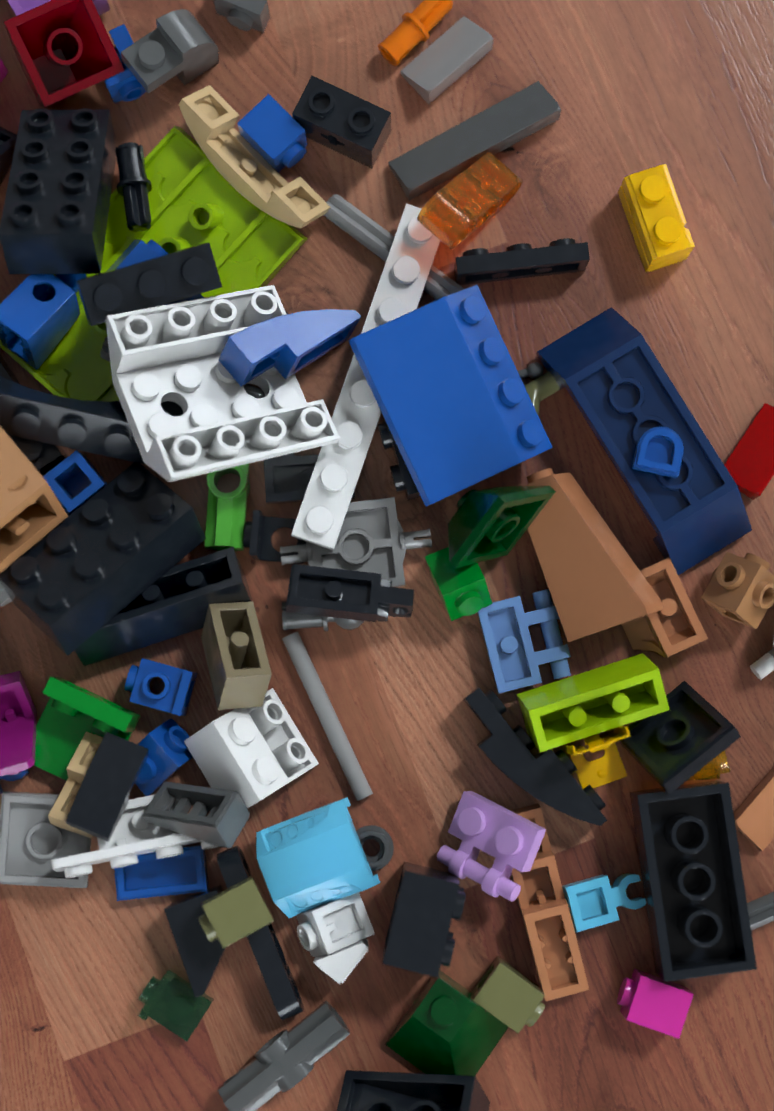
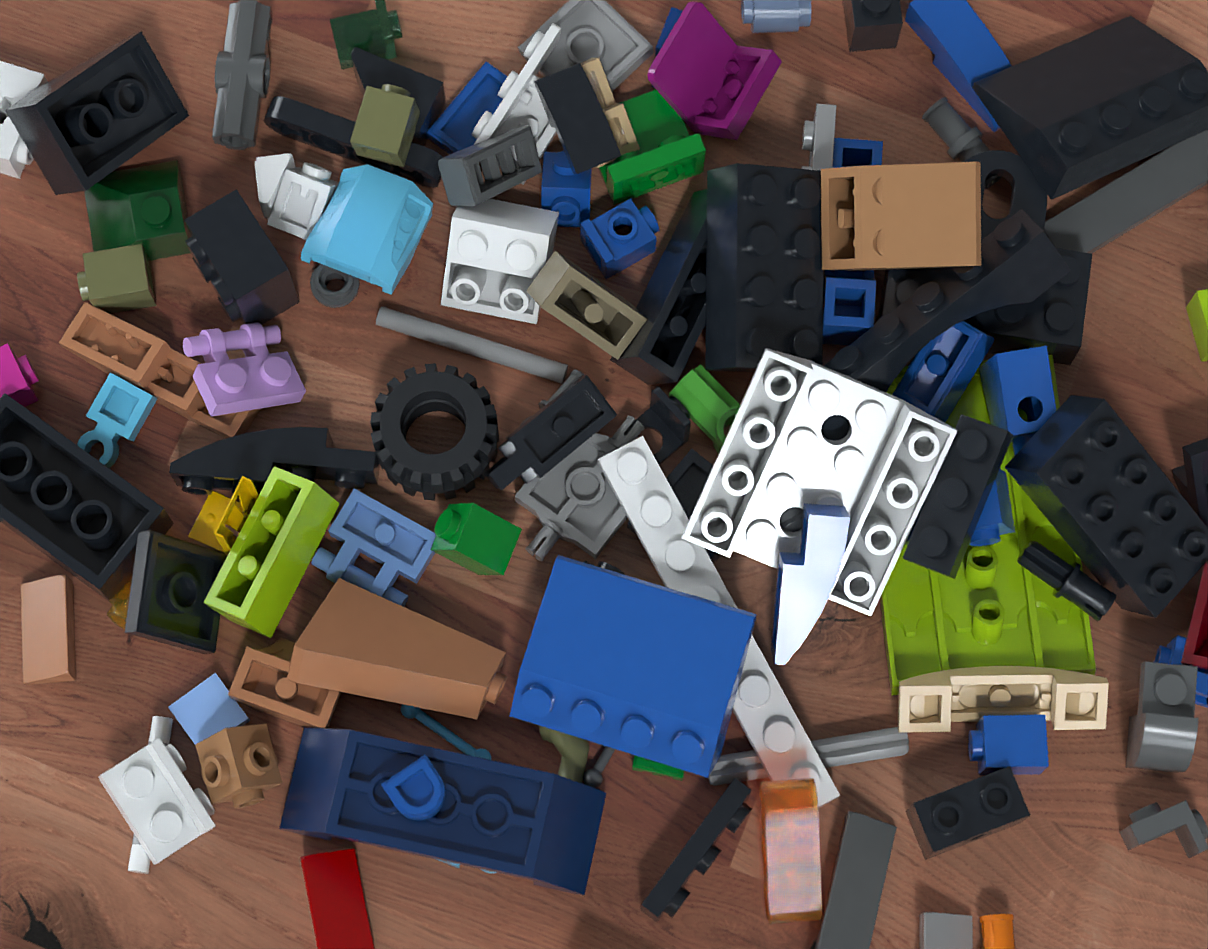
camera: 130 degrees right, 10 degrees down
(67, 379) = (944, 370): none -> blue slope
(452, 668) = (426, 394): none -> black tyre
(493, 521) = (496, 604): dark green slope -> none
(587, 452) = (414, 712): none -> dark azure hinge
(726, 647) = (207, 710): none -> light blue piece

